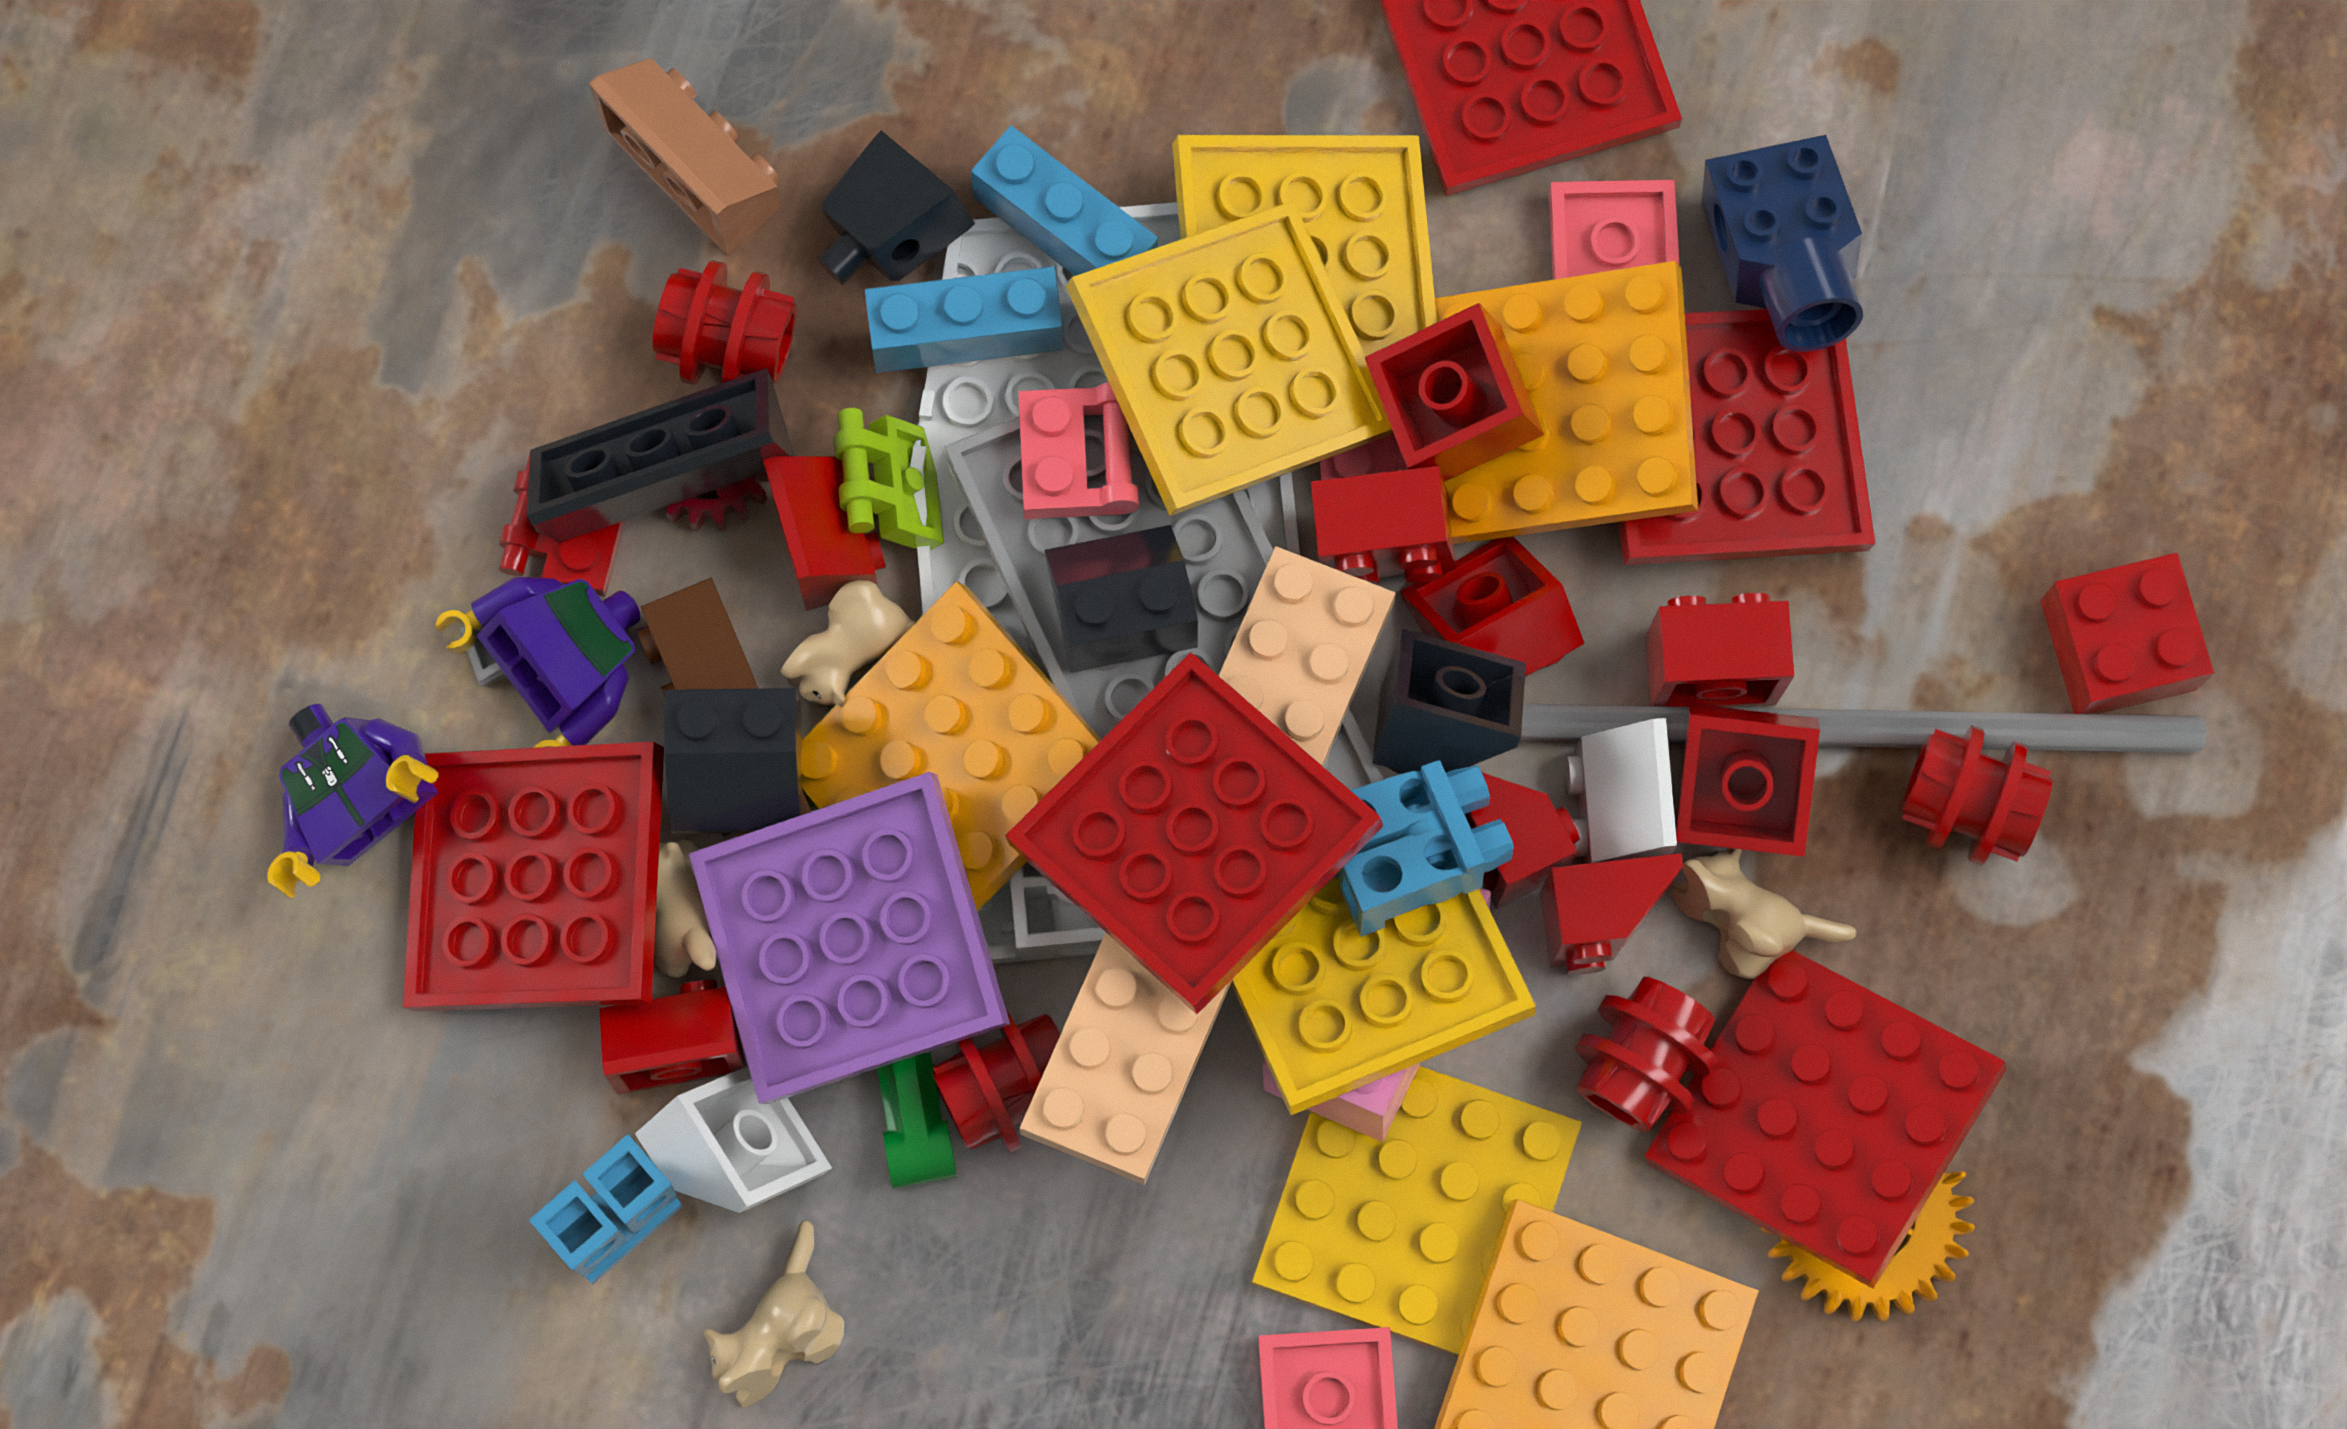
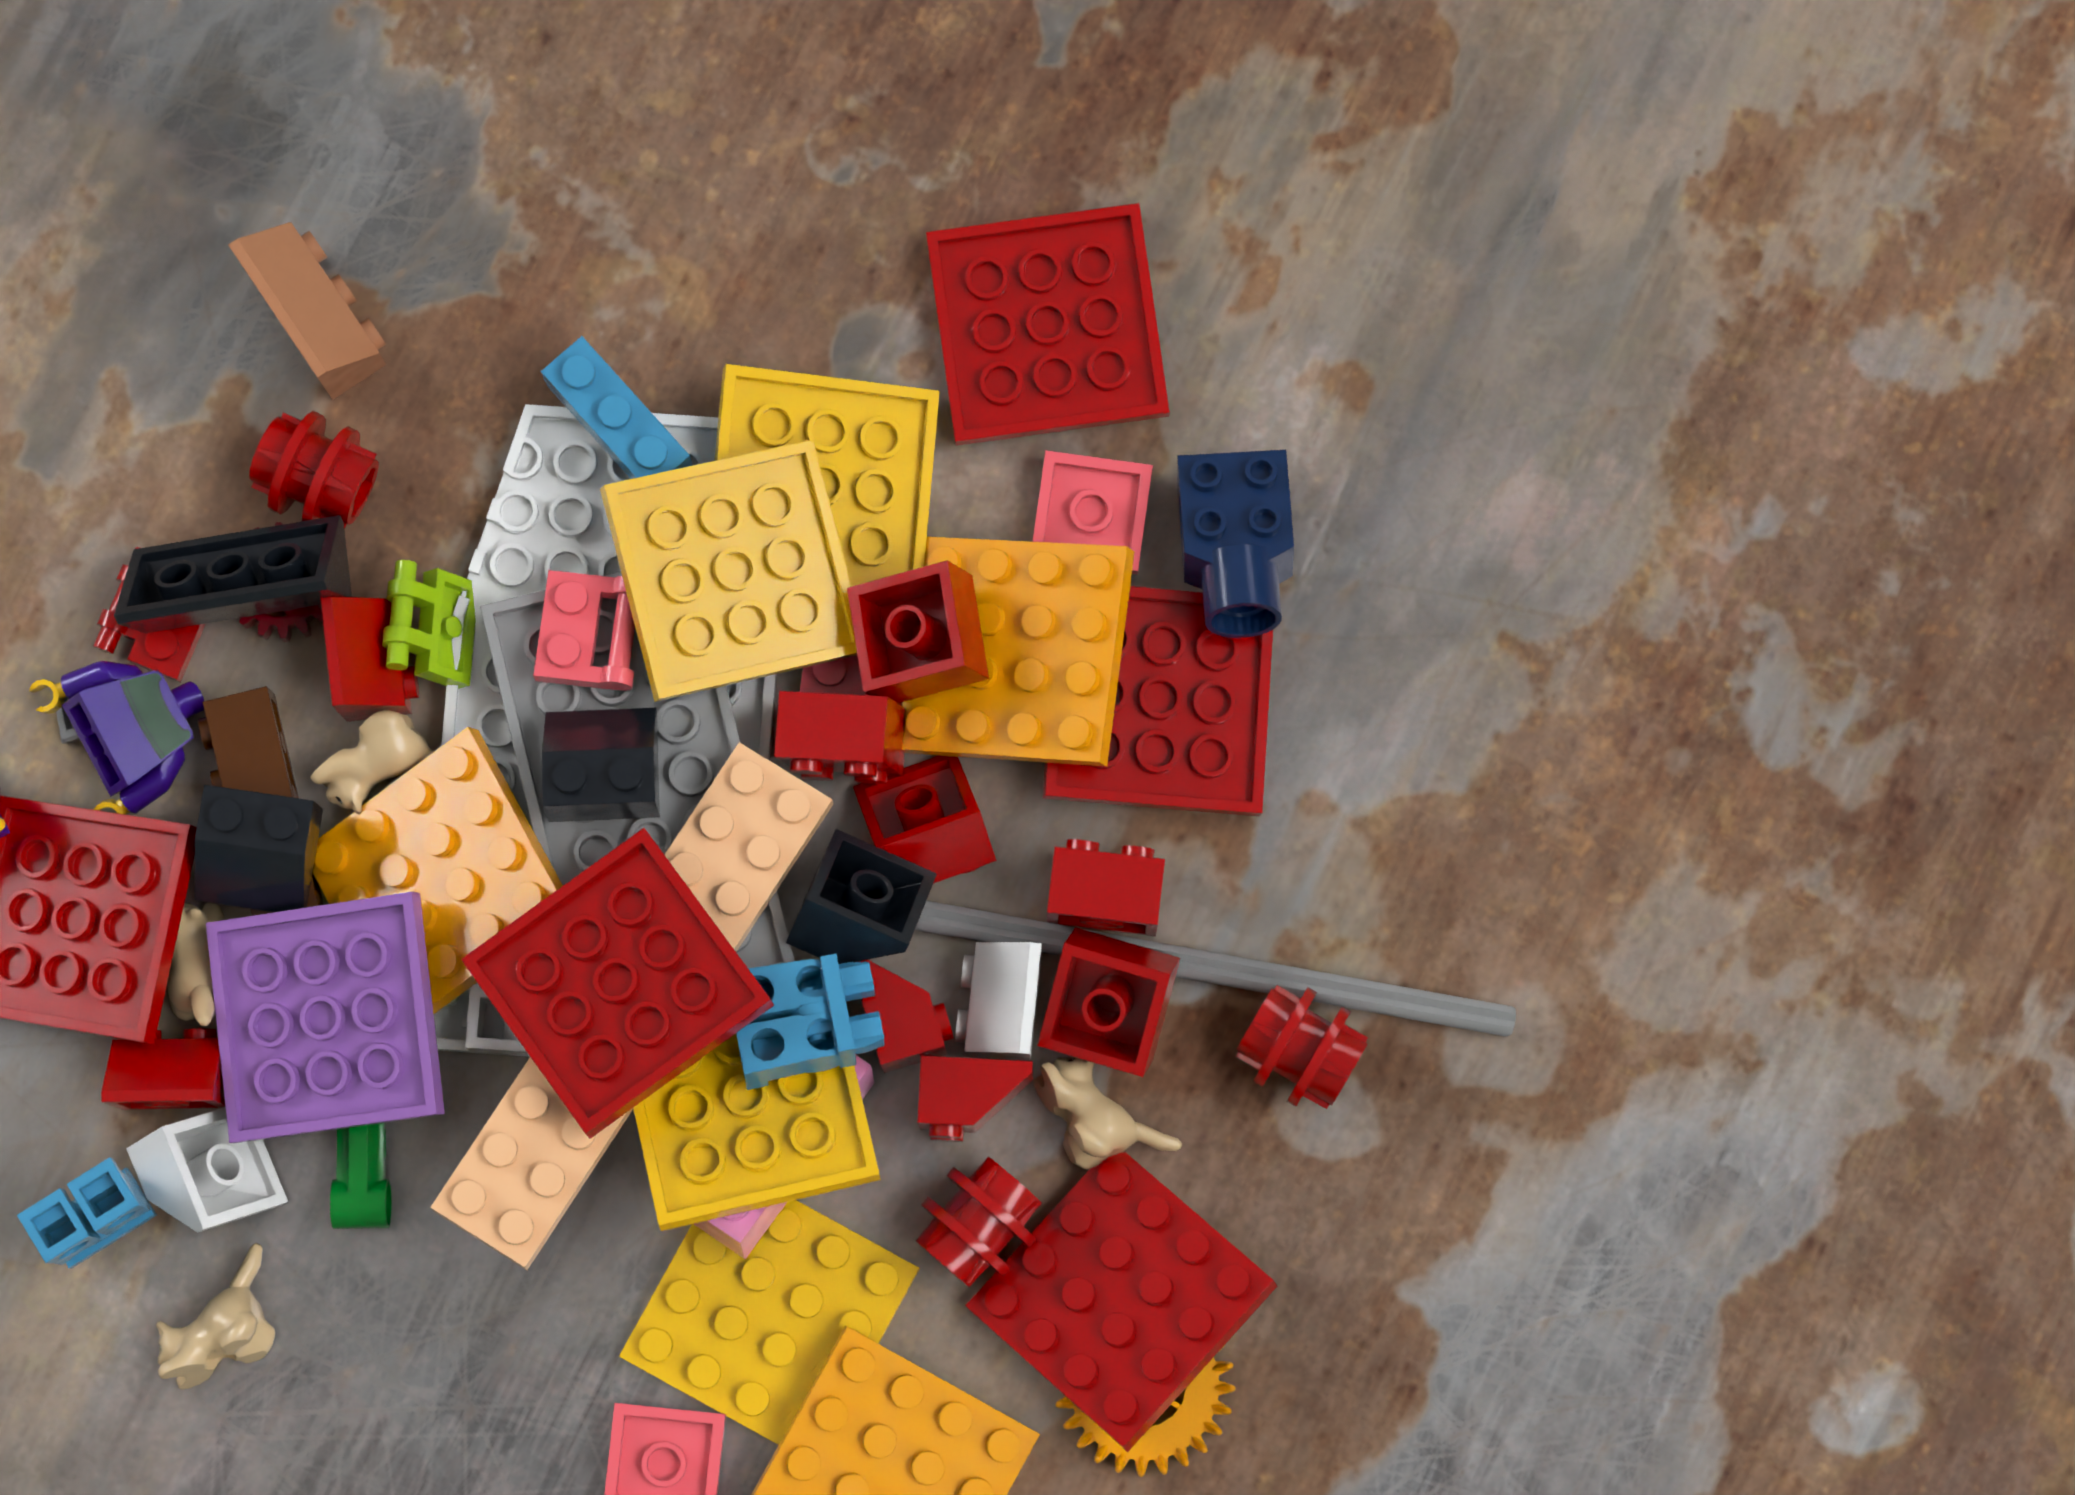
camera: 15 degrees right, 5 degrees up
(889, 214) = (471, 391): black torso -> none
(964, 319) = (516, 497): dark azure brick -> none
(994, 1085) = (423, 1157): red piece -> none
(2126, 635) = (1462, 927): red brick -> none

